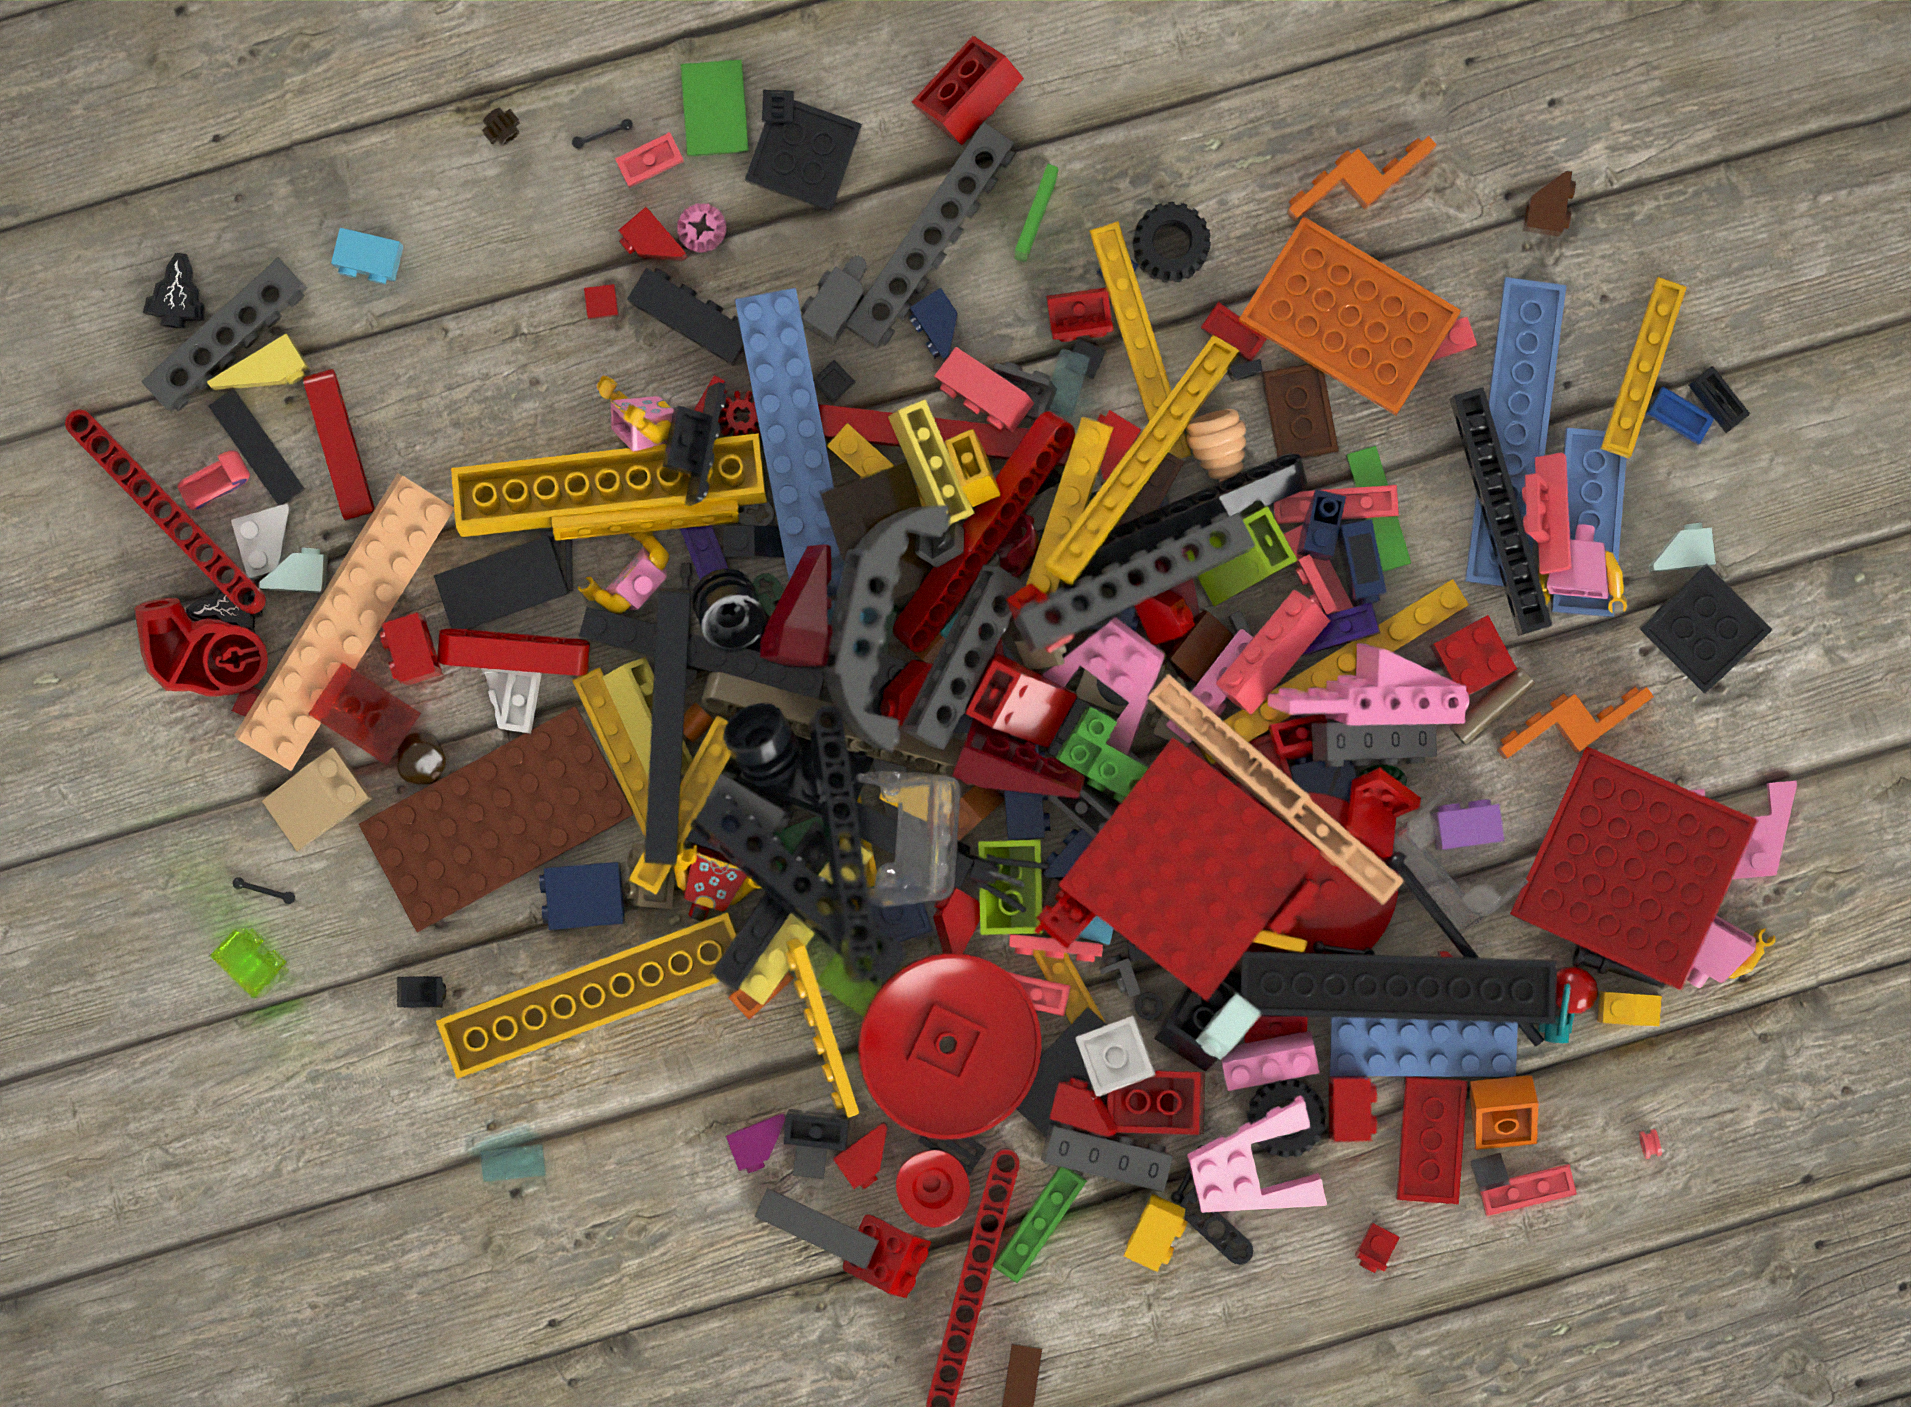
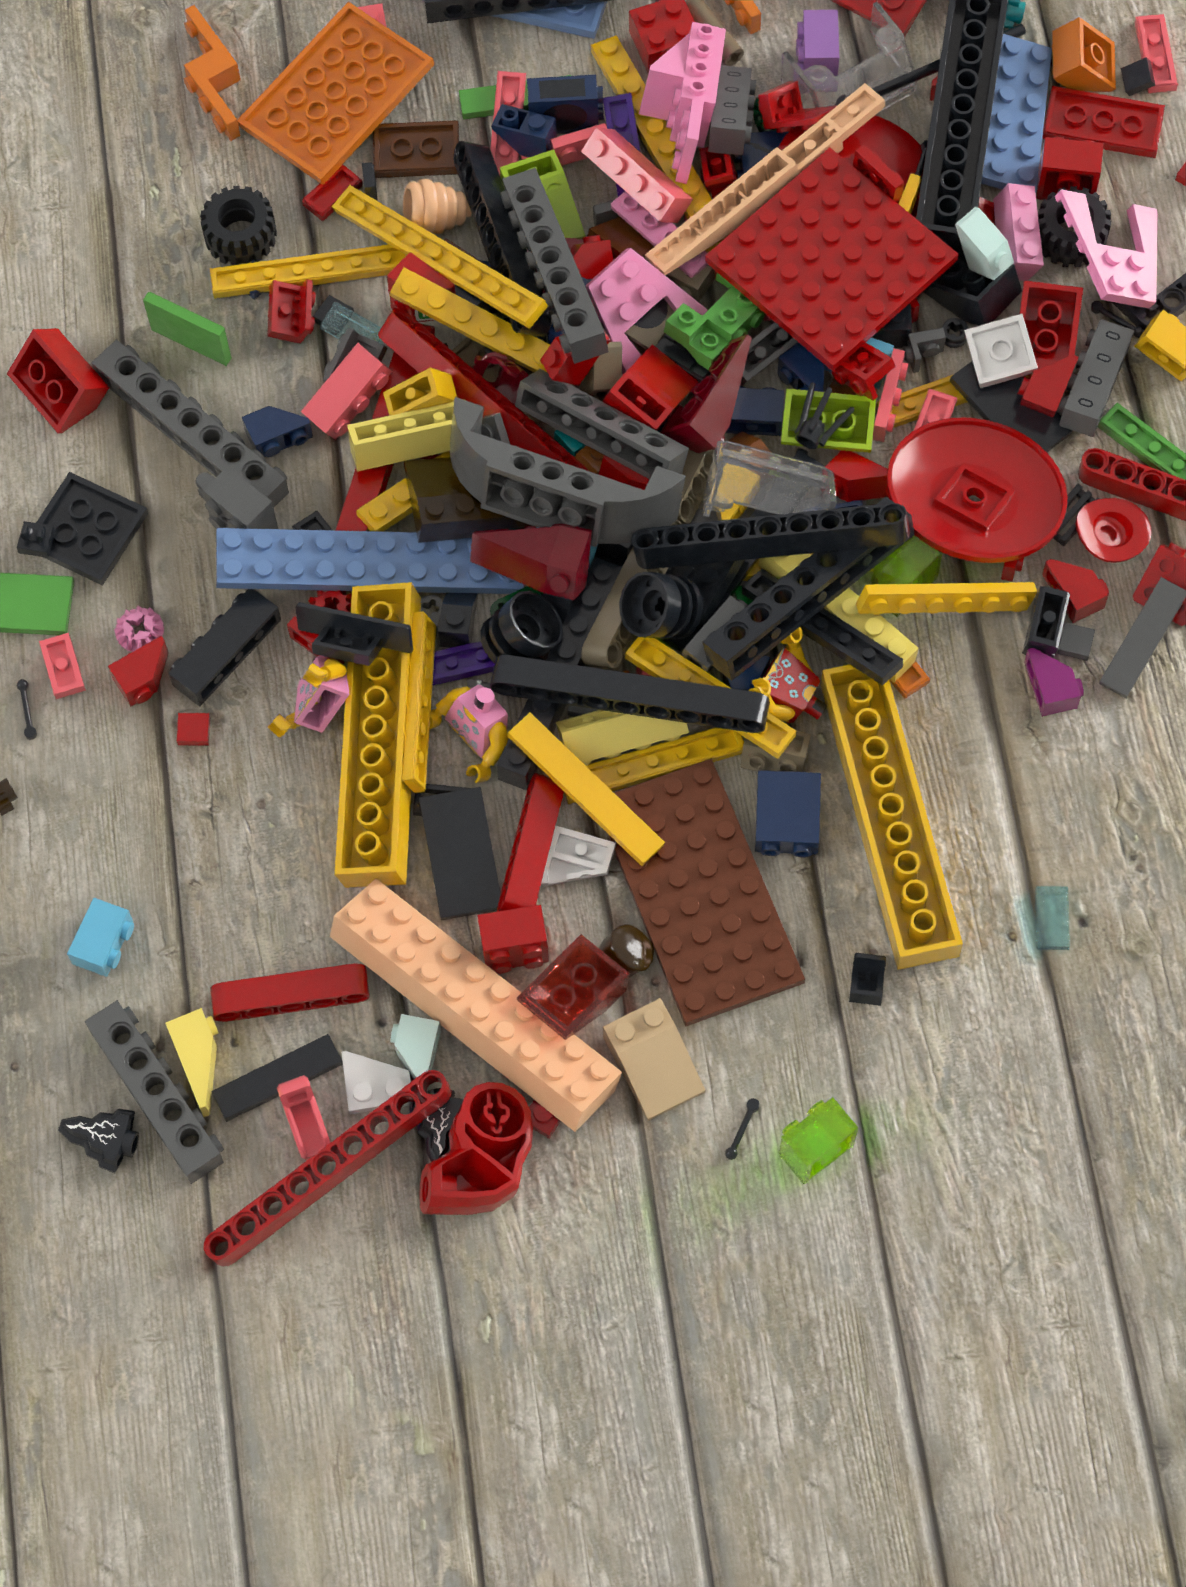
camera: 80 degrees left, 20 degrees down
(571, 696) = (585, 789): none -> yellow tile

